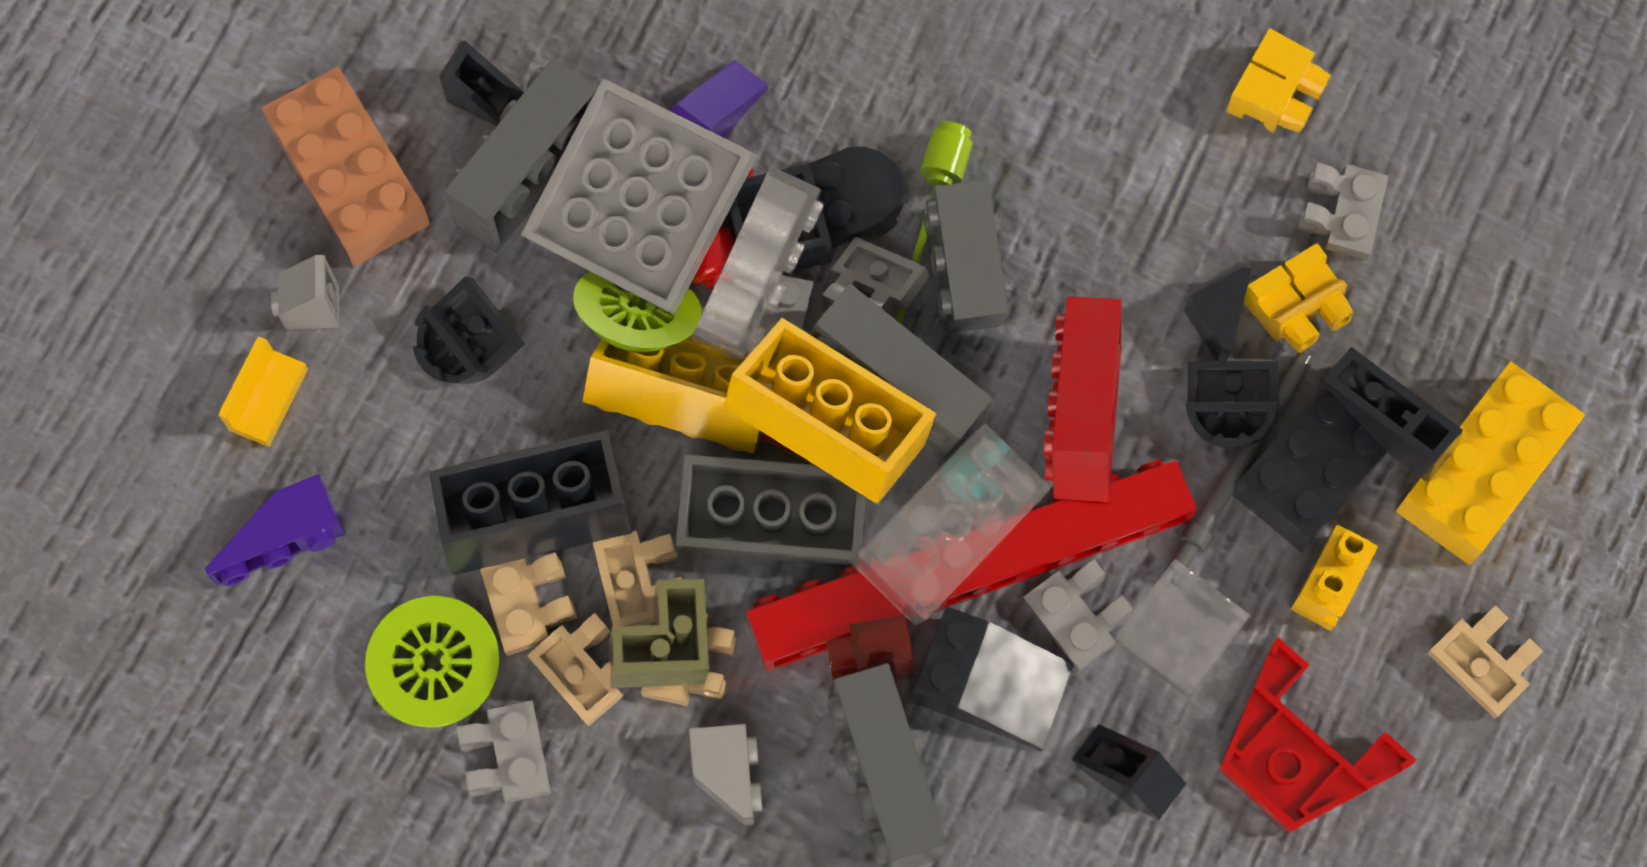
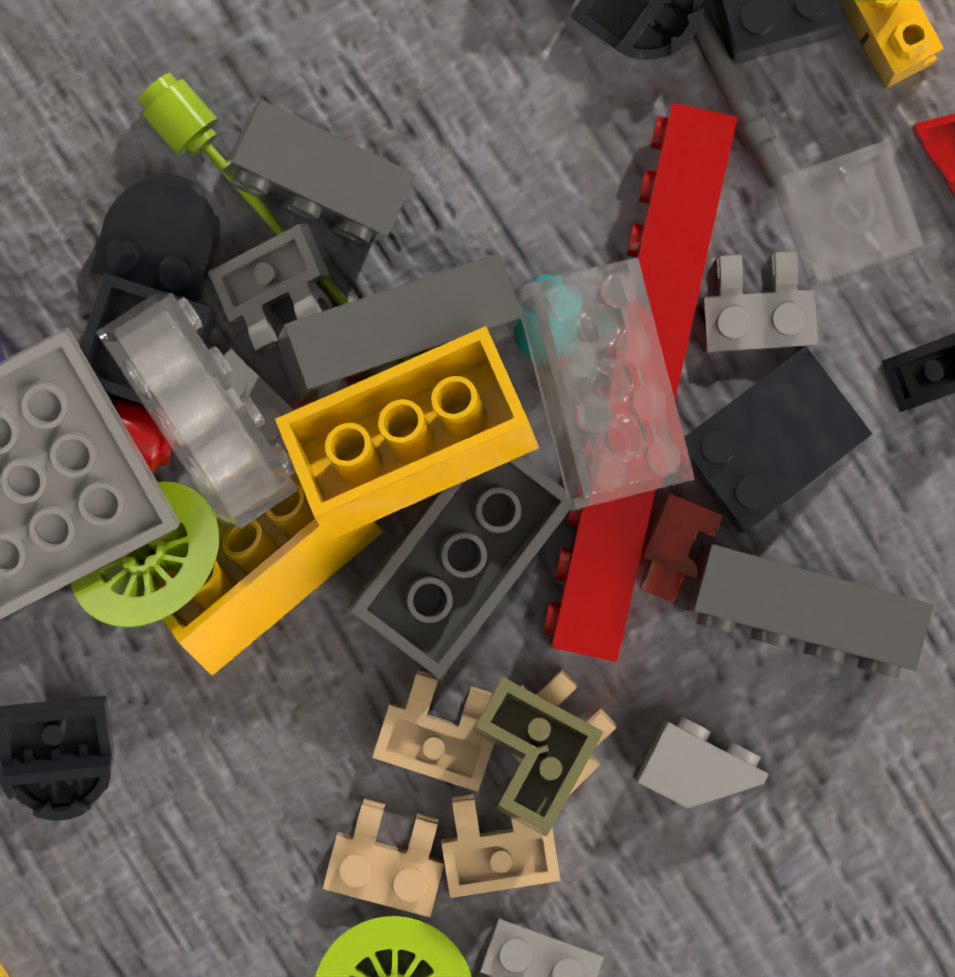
camera: 60 degrees left, 15 degrees up
(529, 502) = (292, 800): black brick -> none
(1084, 399) = (545, 144): red brick -> none

